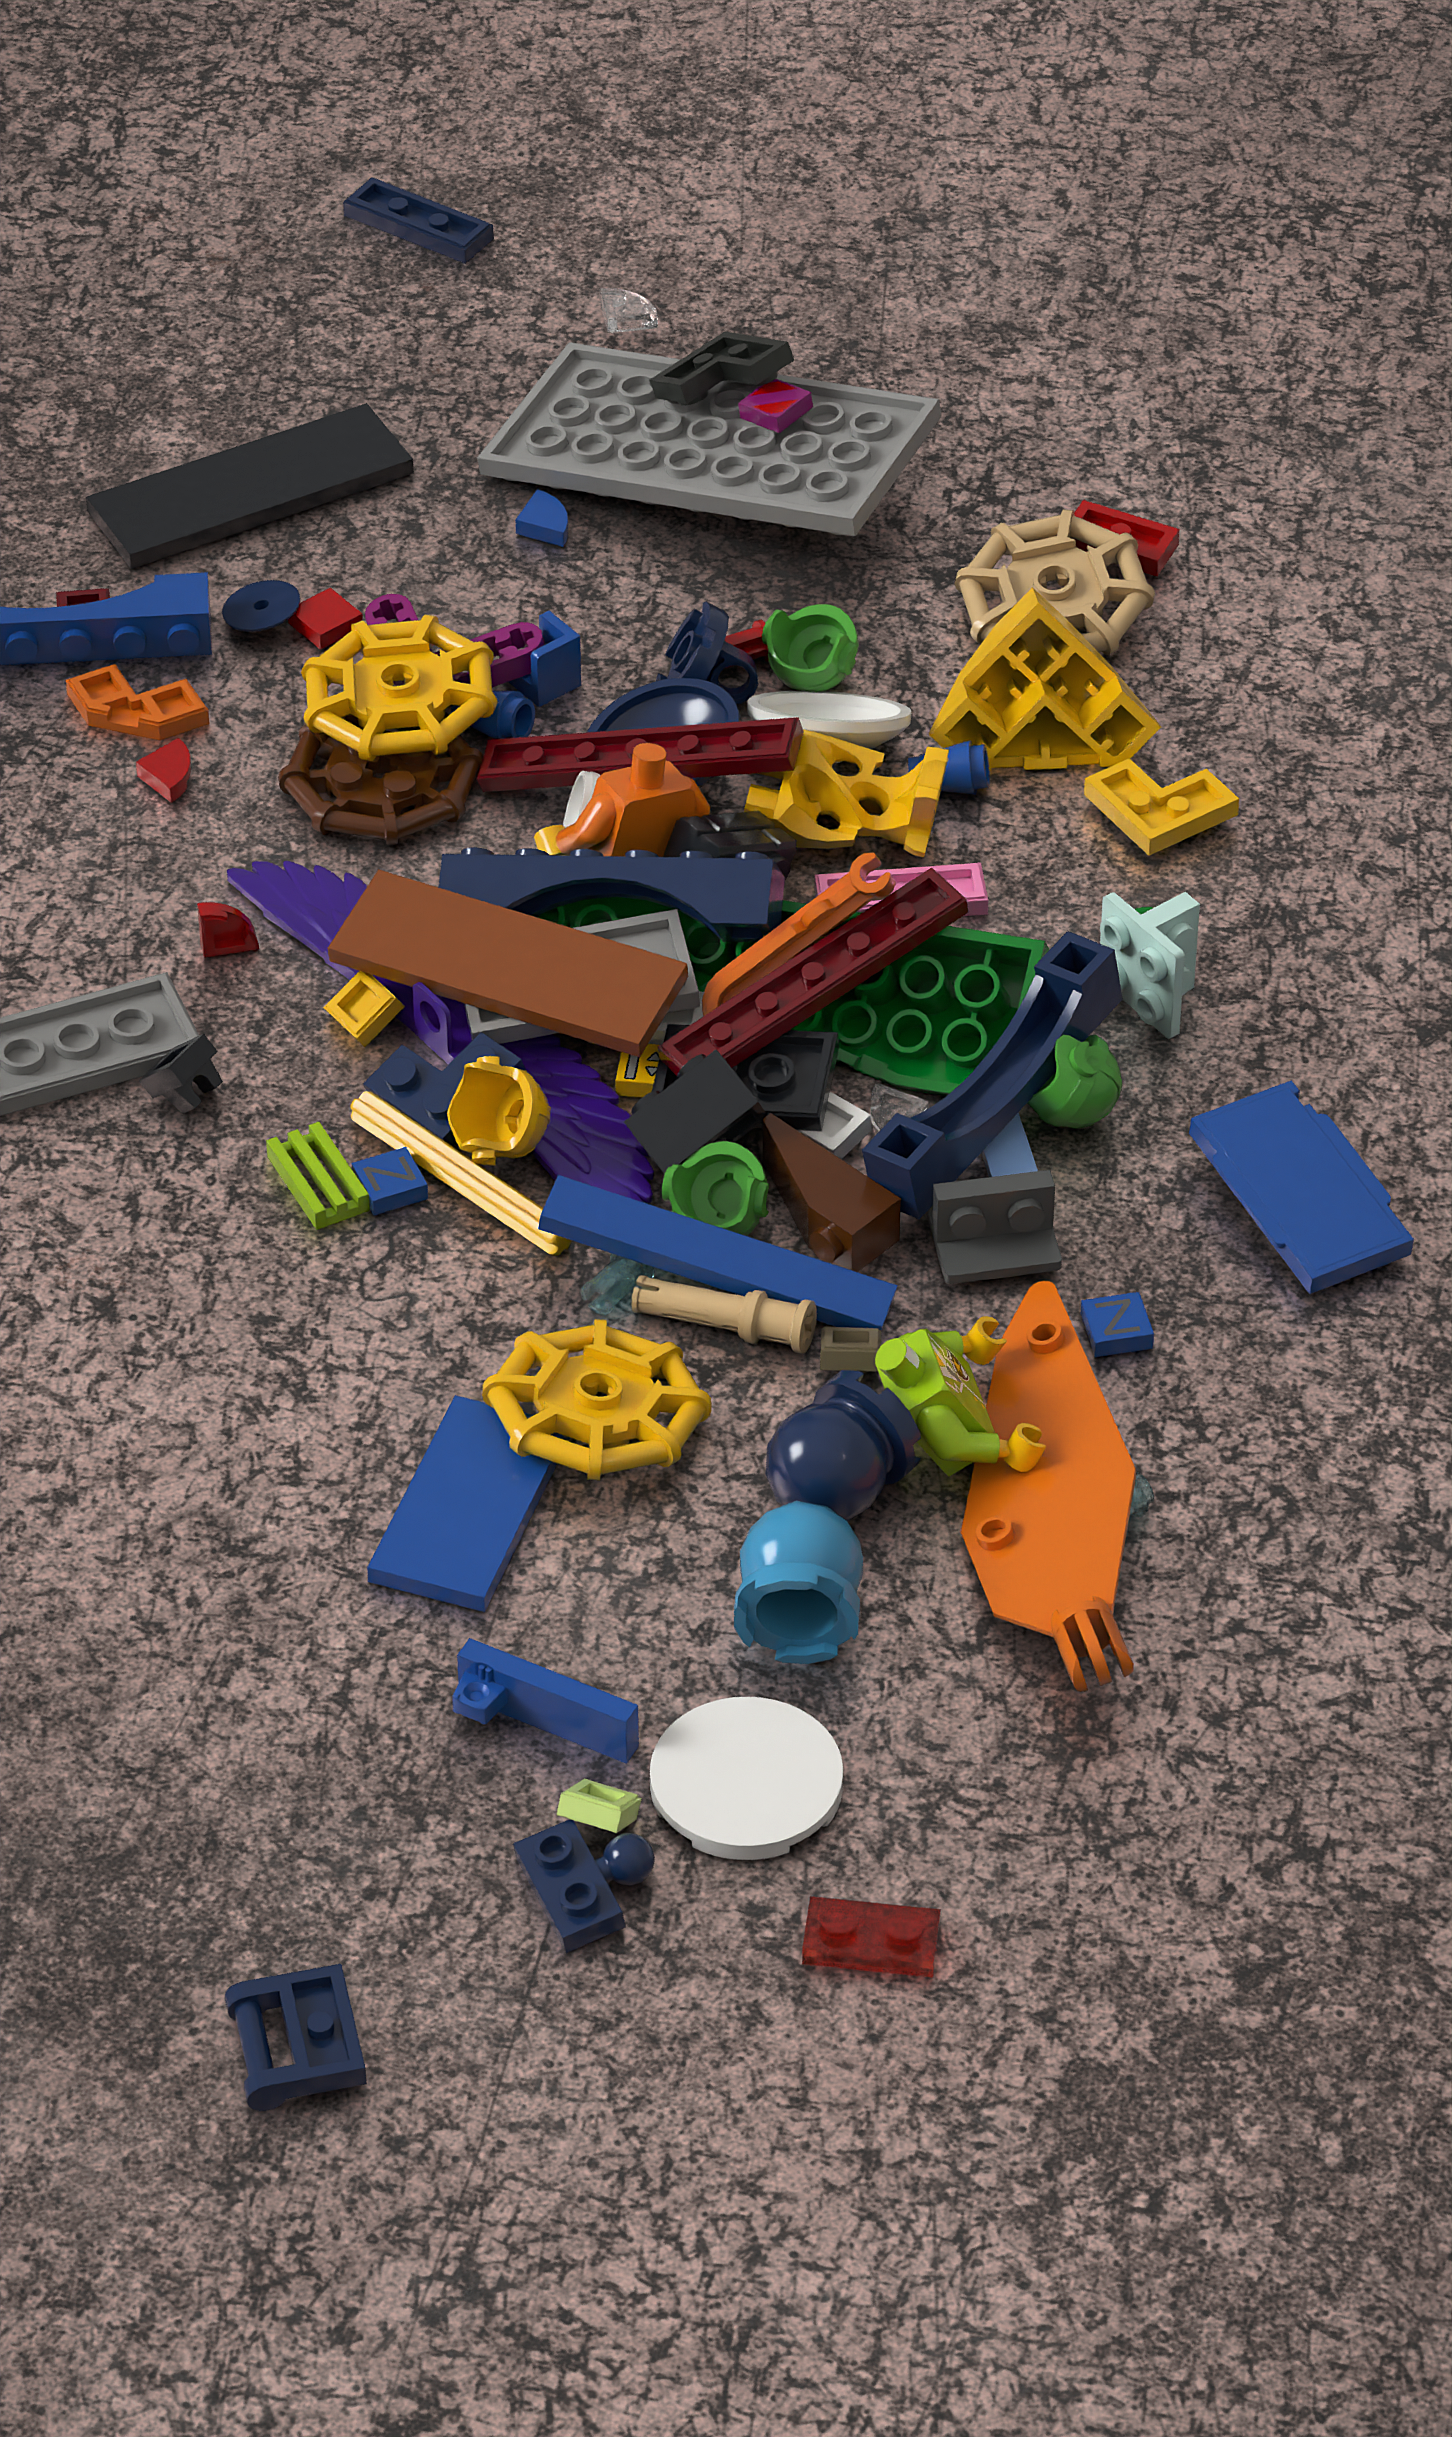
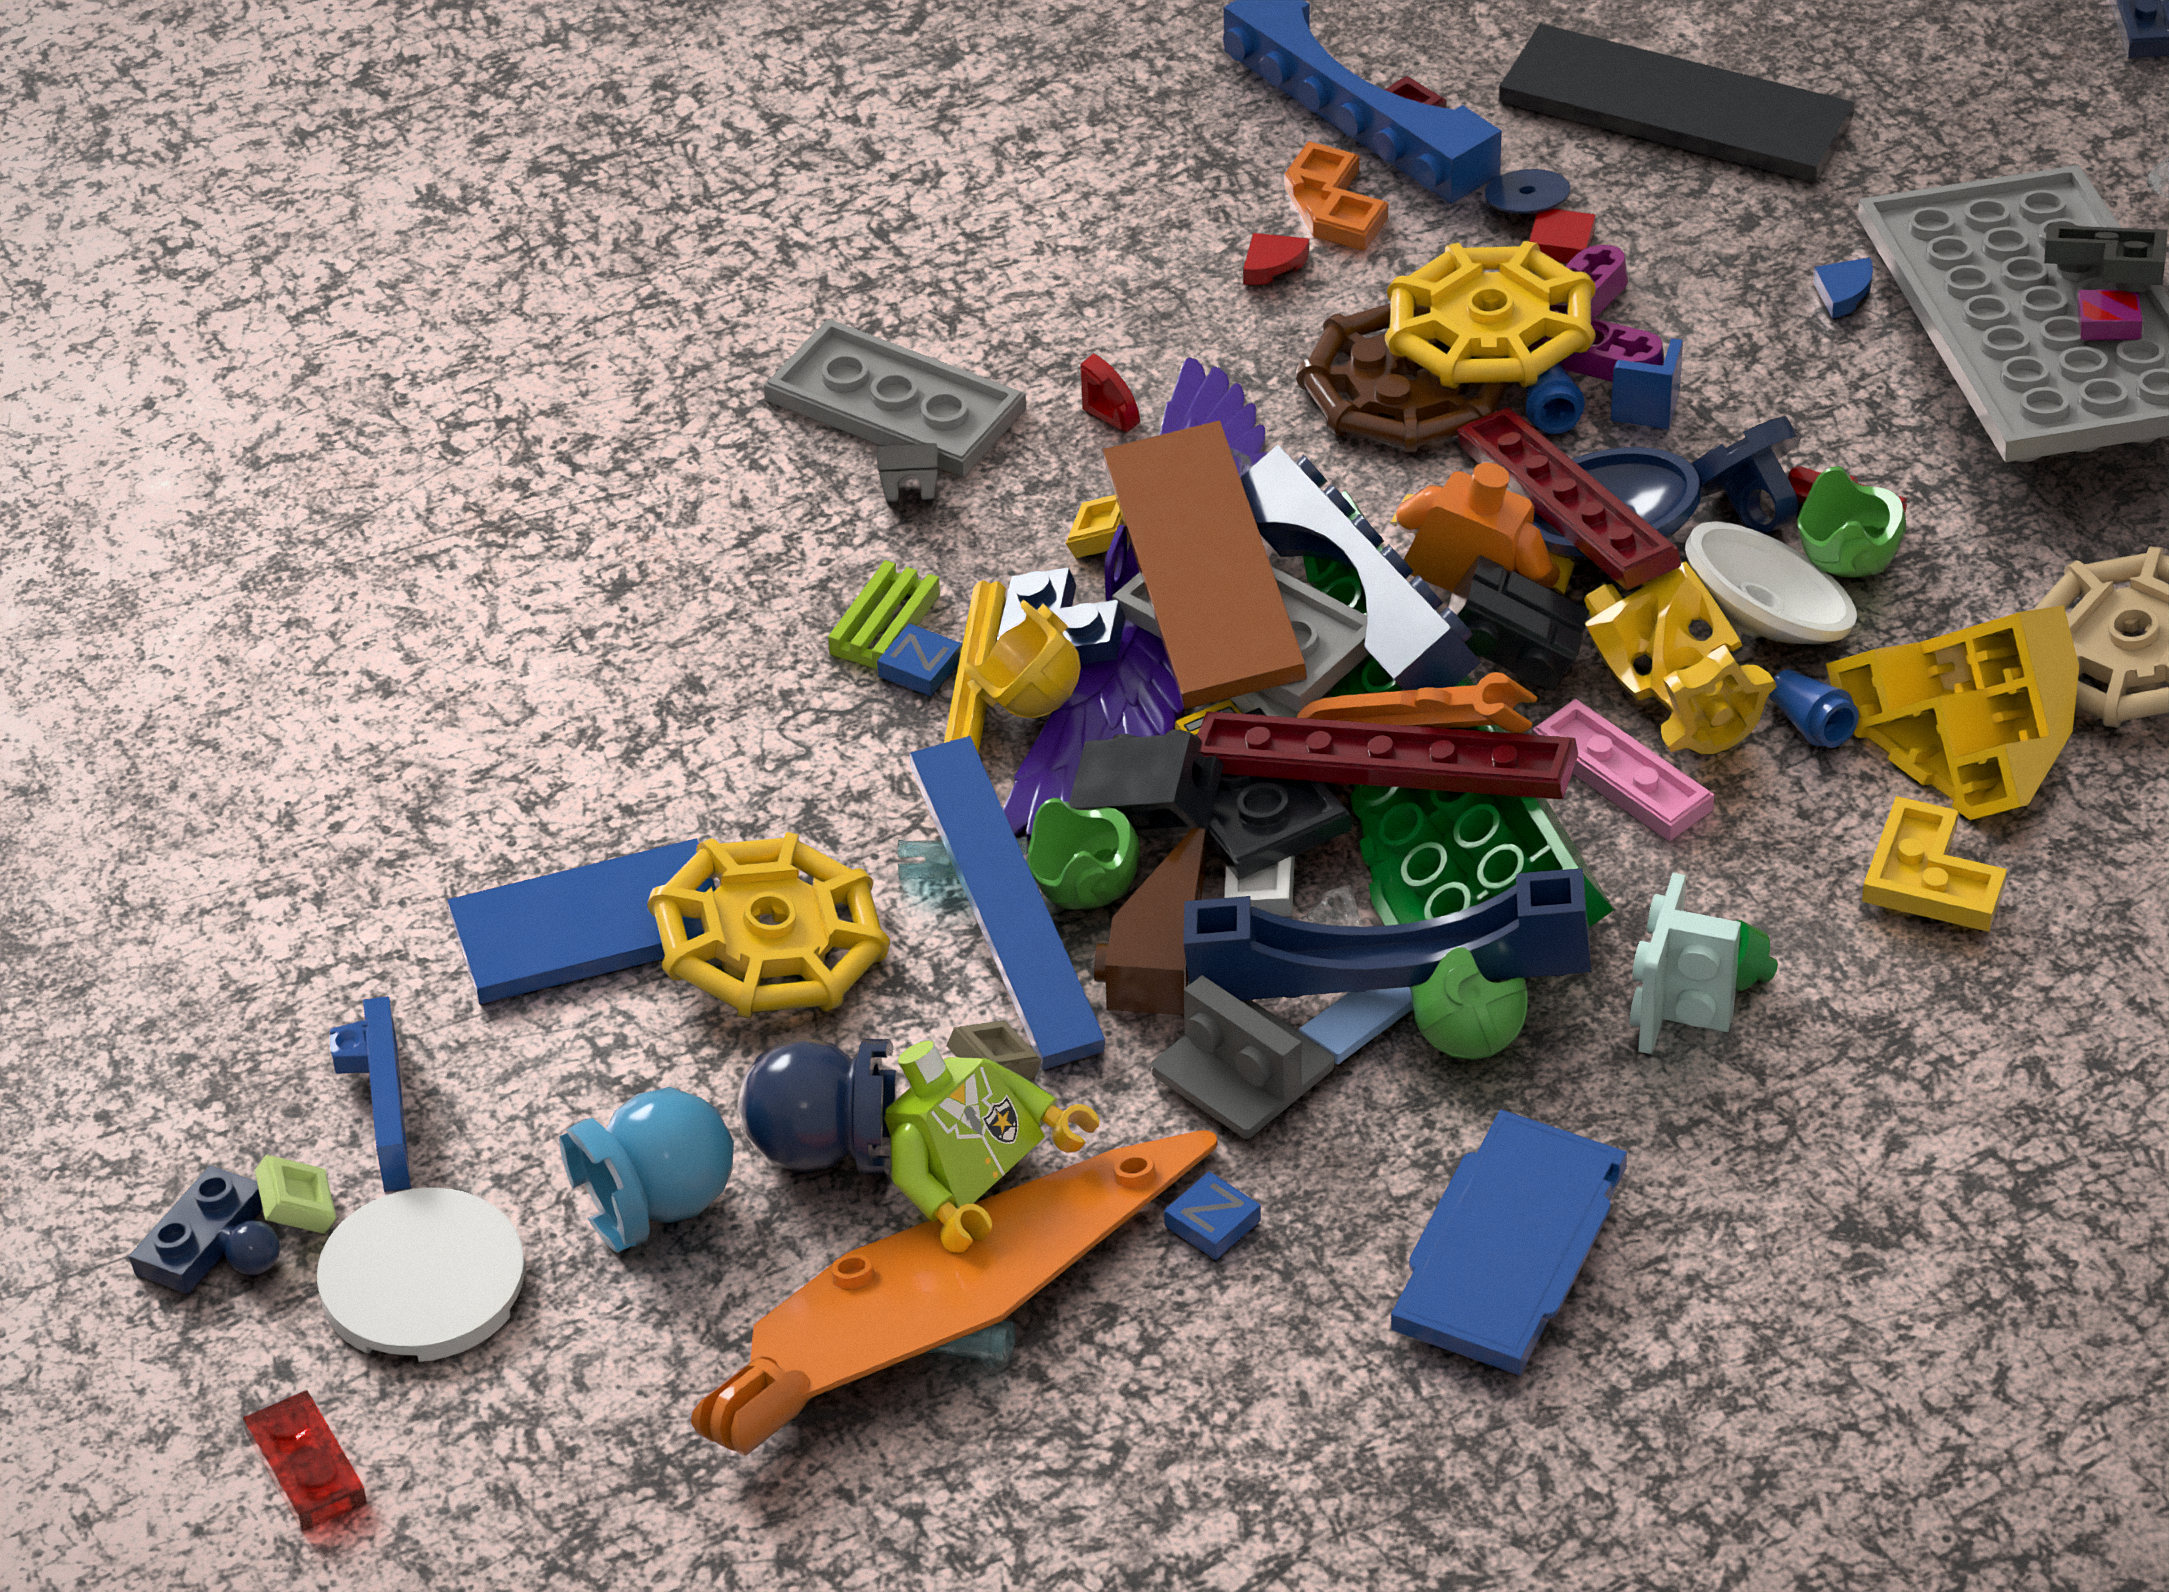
camera: 55 degrees right, 0 degrees up
(749, 1315) = (968, 965): tan pin -> none

